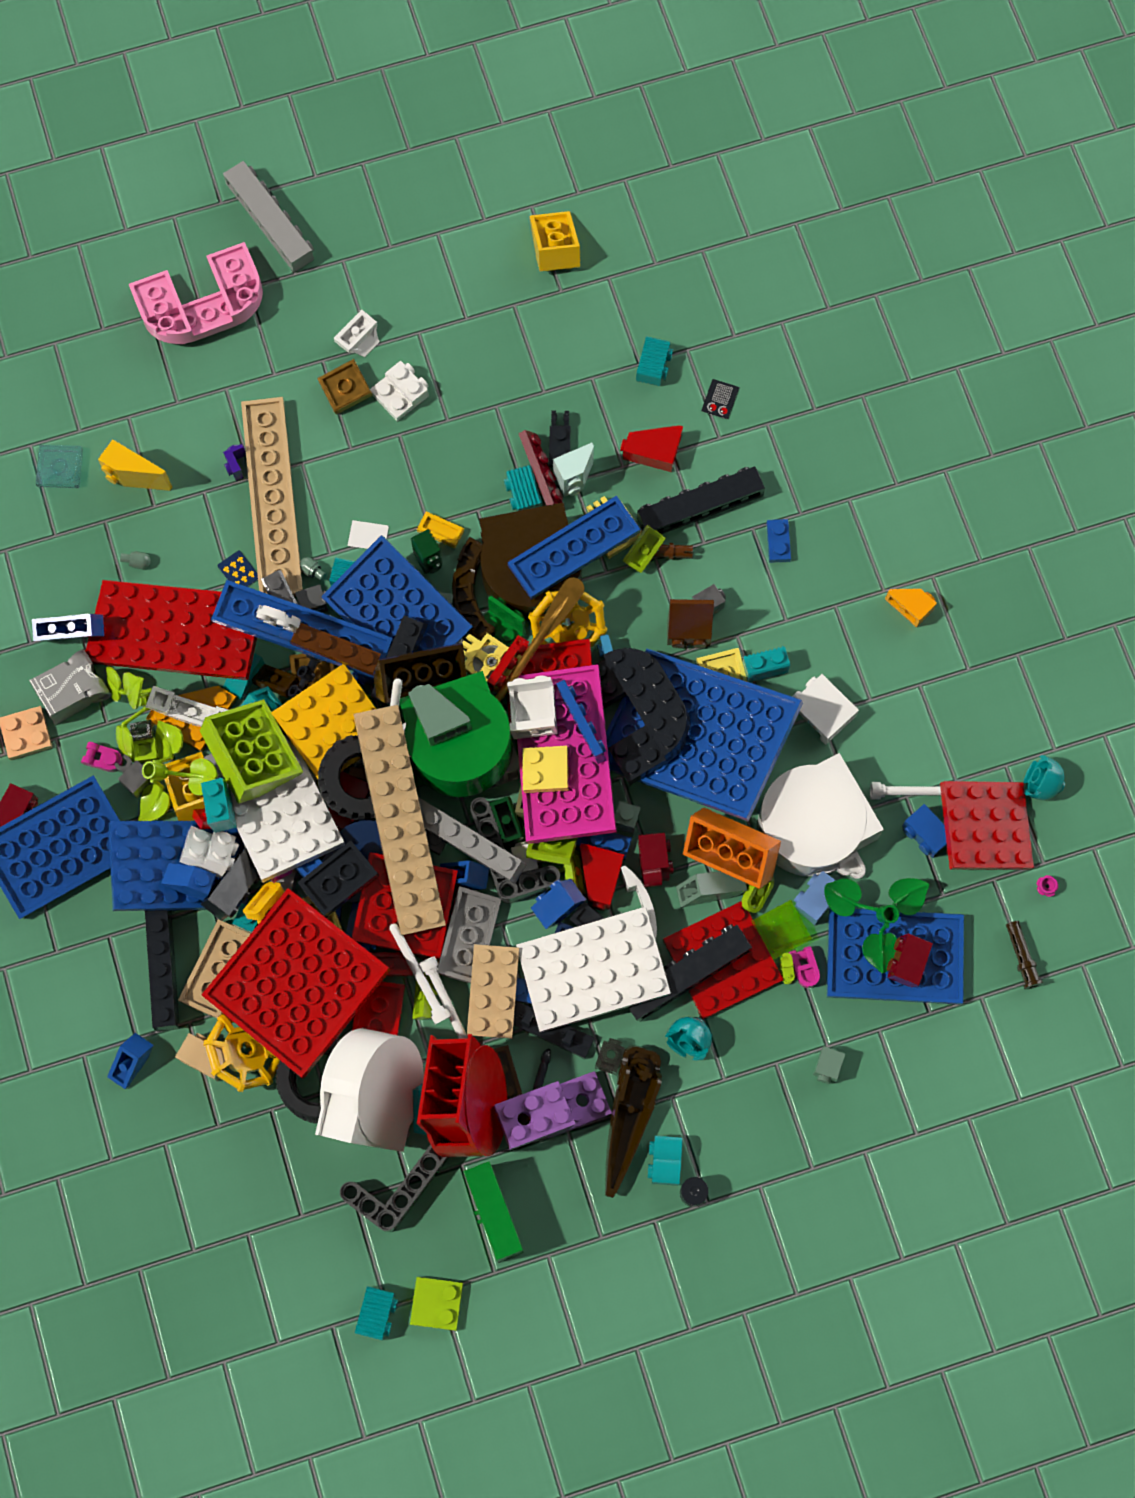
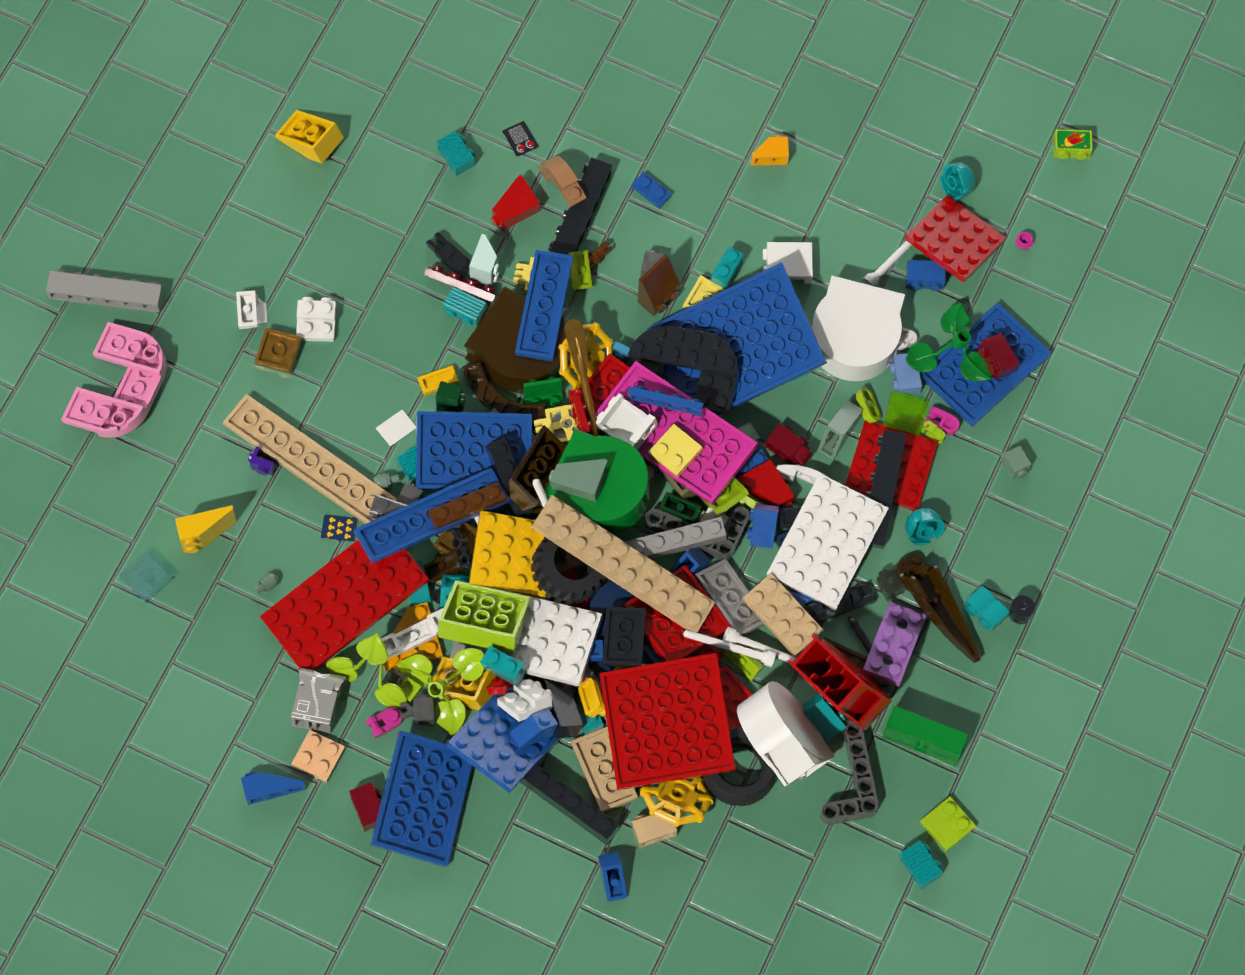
camera: 50 degrees left, 5 degrees down
(68, 627) = (276, 662): brick -> none
(274, 616) = (417, 516): white plate -> none
(709, 463) = (563, 177): none -> medium nougat arch
(731, 847) = (830, 391): orange brick -> none
(1026, 964) = (1062, 297): dark brown pin -> none

